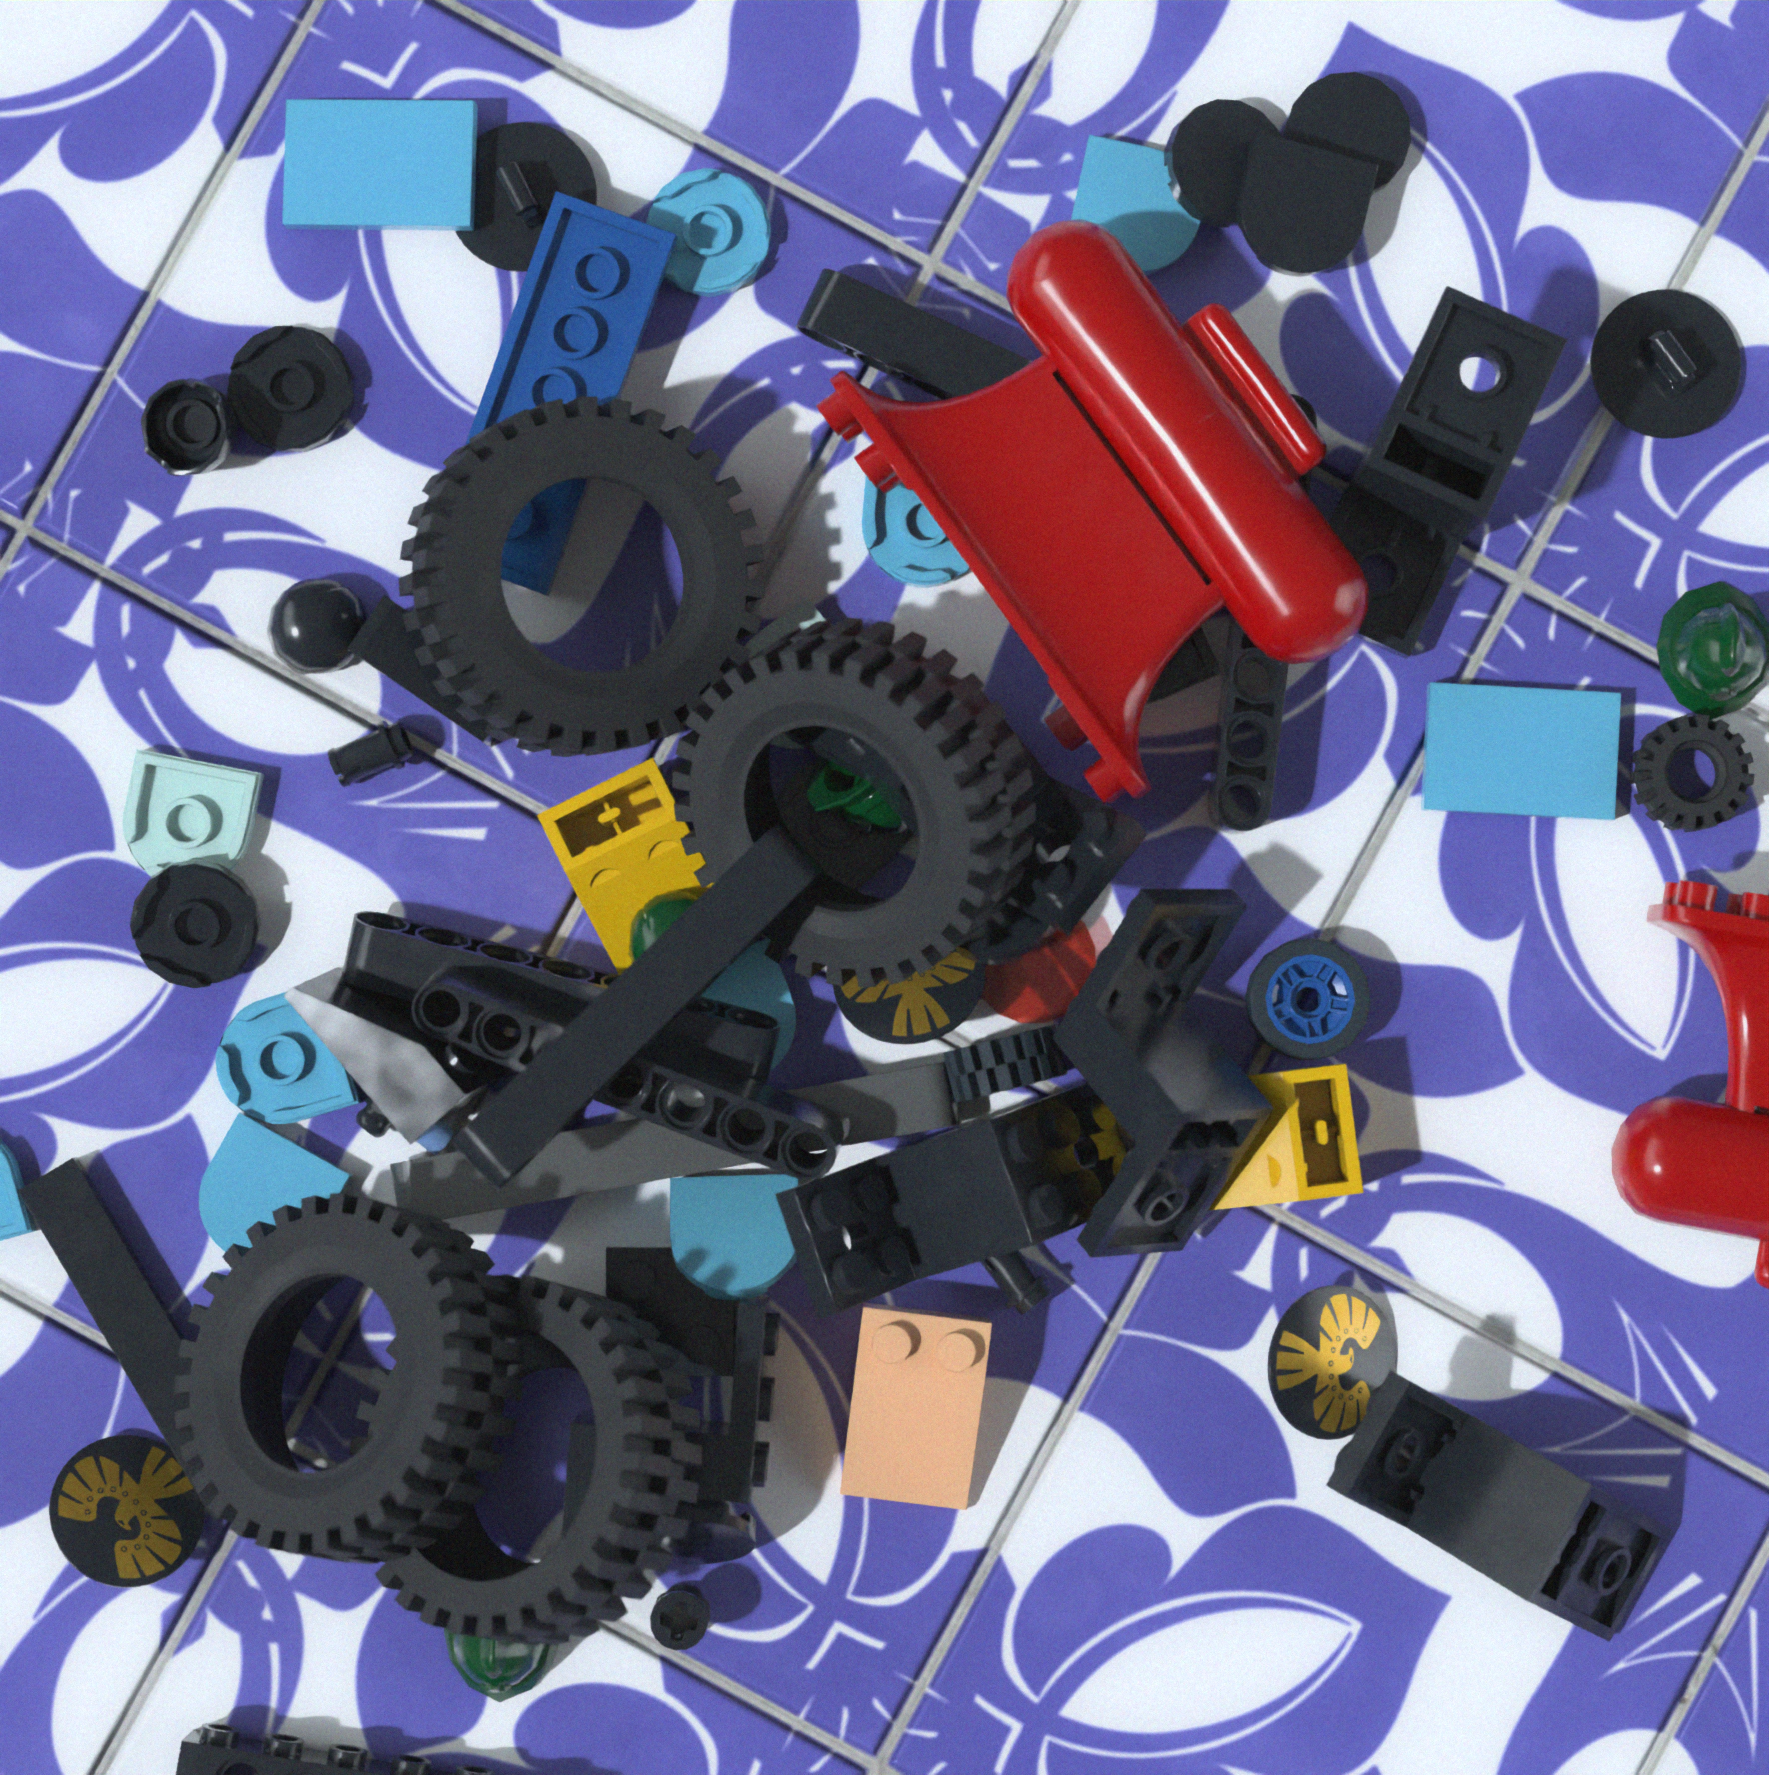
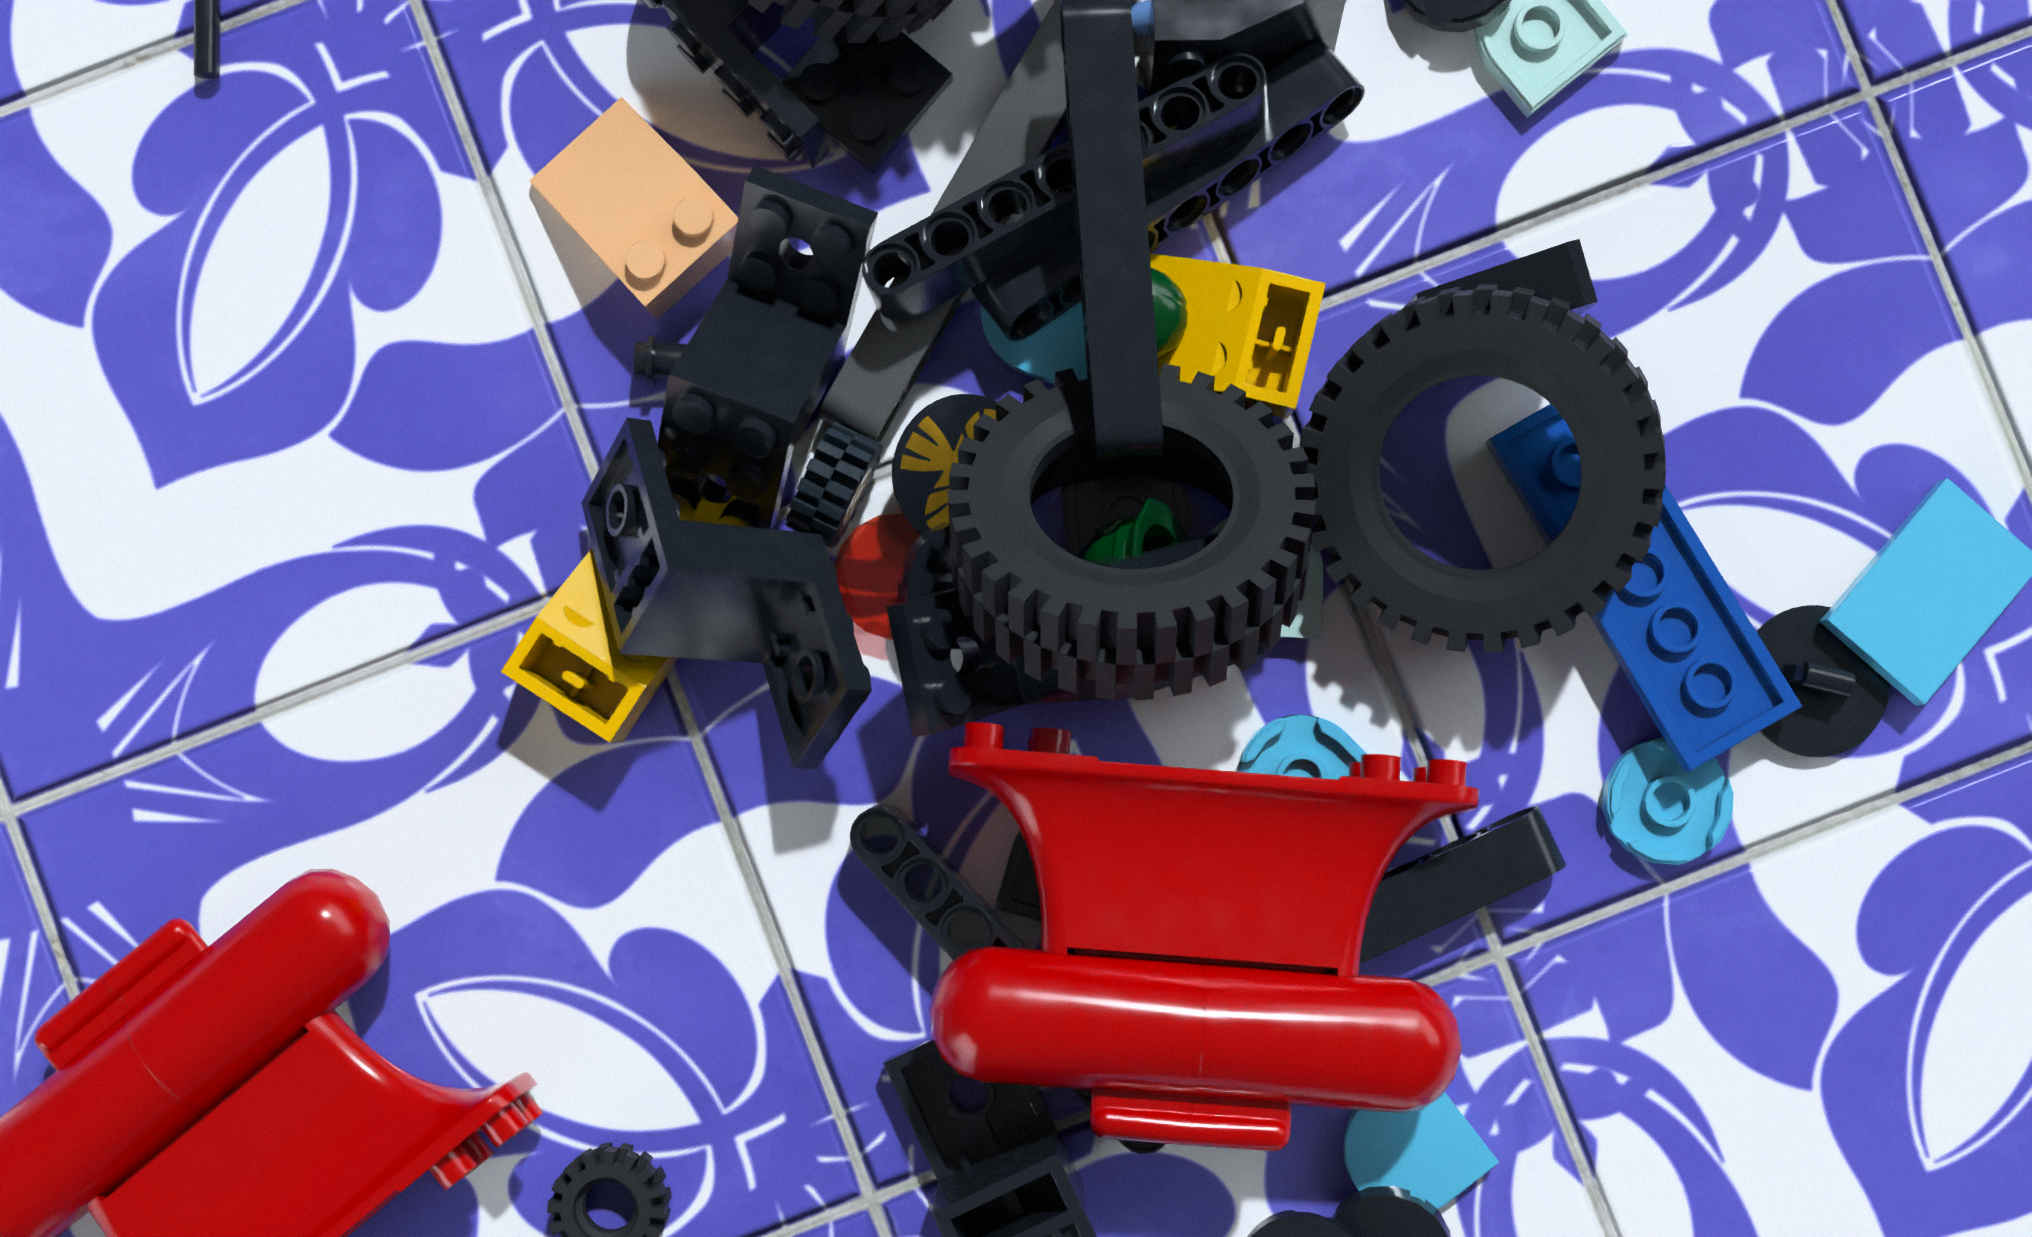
camera: 135 degrees right, 0 degrees up
(188, 427) = (1847, 274): black hair -> none
(291, 388) = (1810, 380): black tile -> none
(315, 625) = (1617, 245): black hair -> none
(371, 753) = (1476, 209): black pin -> none
(730, 1233) = (885, 166): medium azure tile -> none
(1329, 1360) = (400, 543): shield -> none
(1341, 999) = (671, 788): wheel -> none
(1498, 1506) = (180, 571): black bracket -> none
(1521, 751) = (739, 1087): medium azure tile -> none

